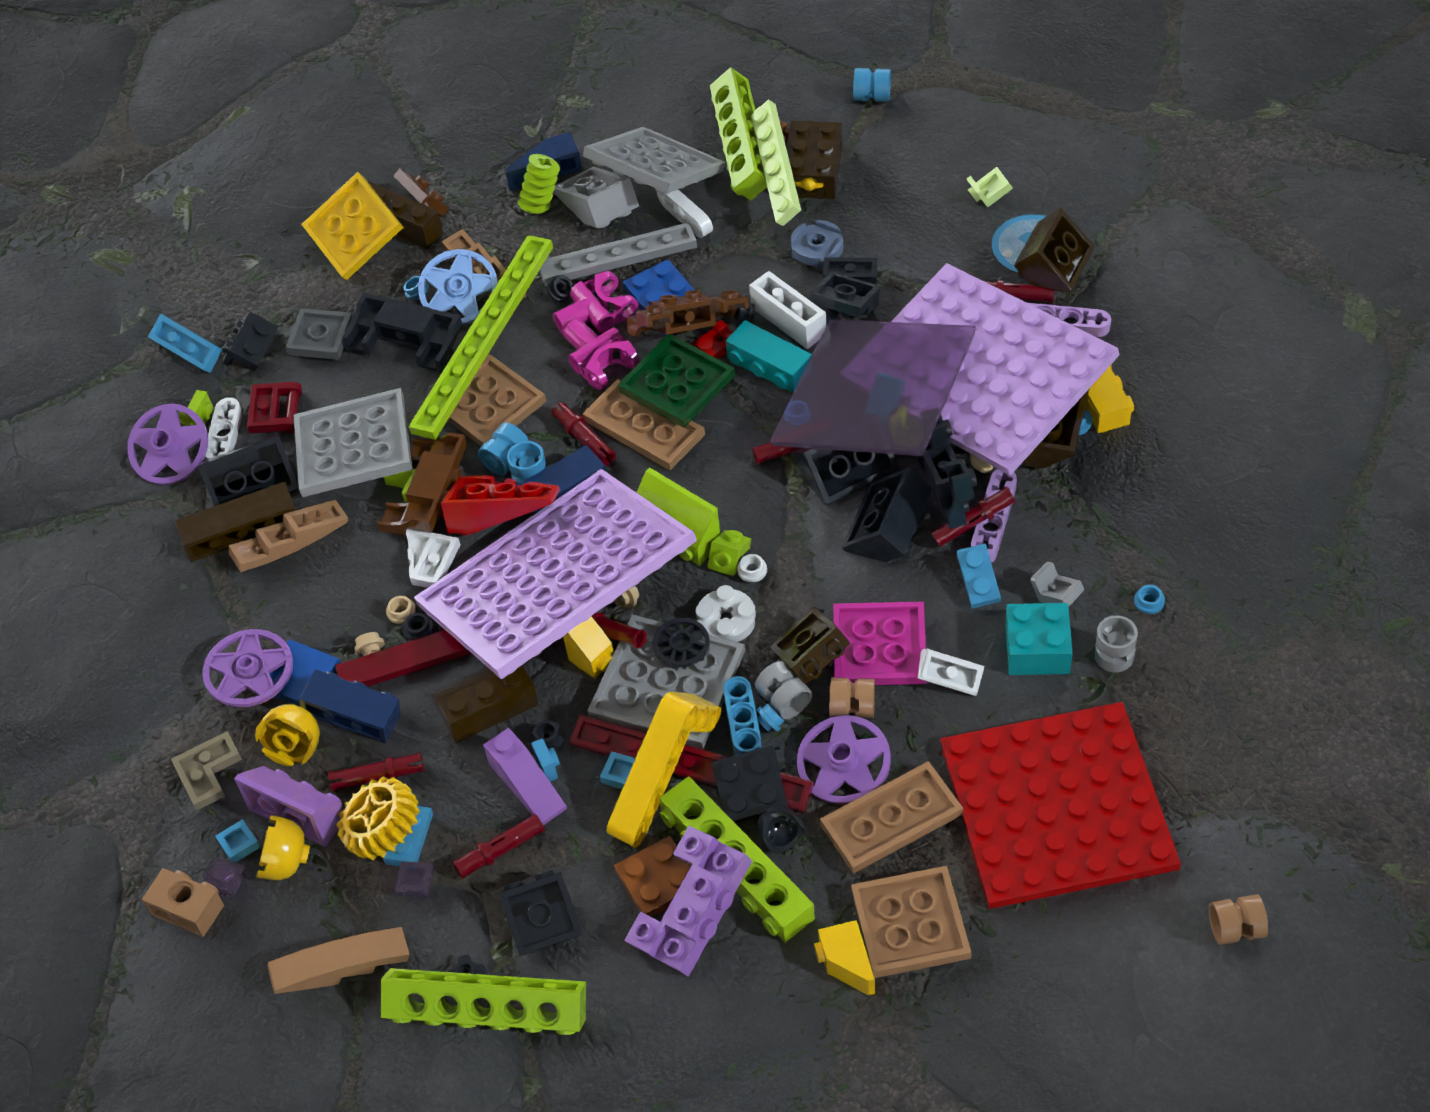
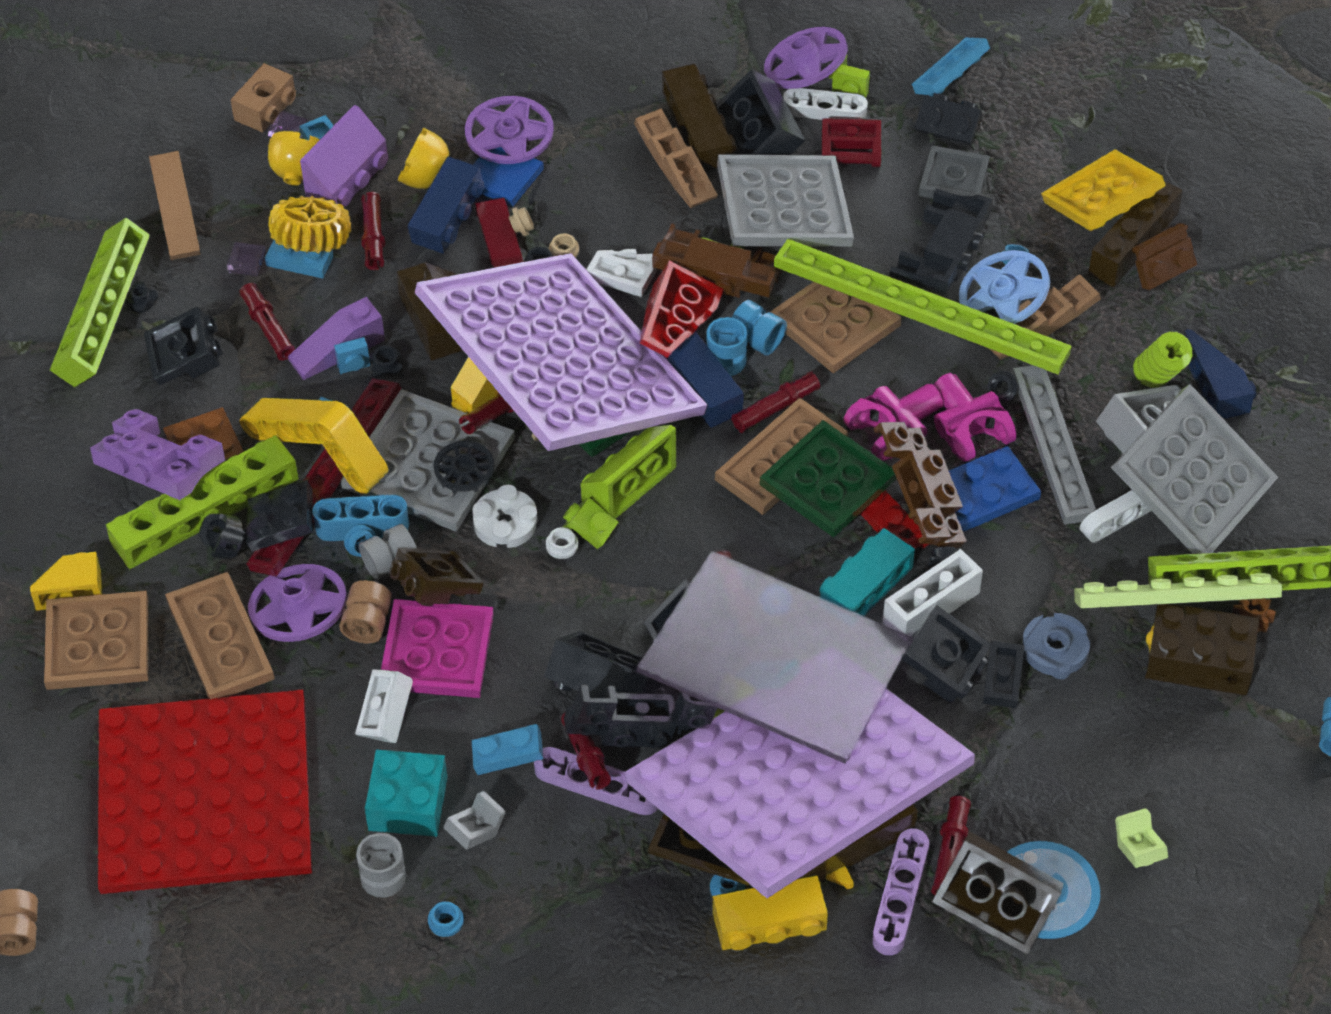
camera: 90 degrees right, 0 degrees up
(198, 767) = (406, 102): dark tan plate -> none

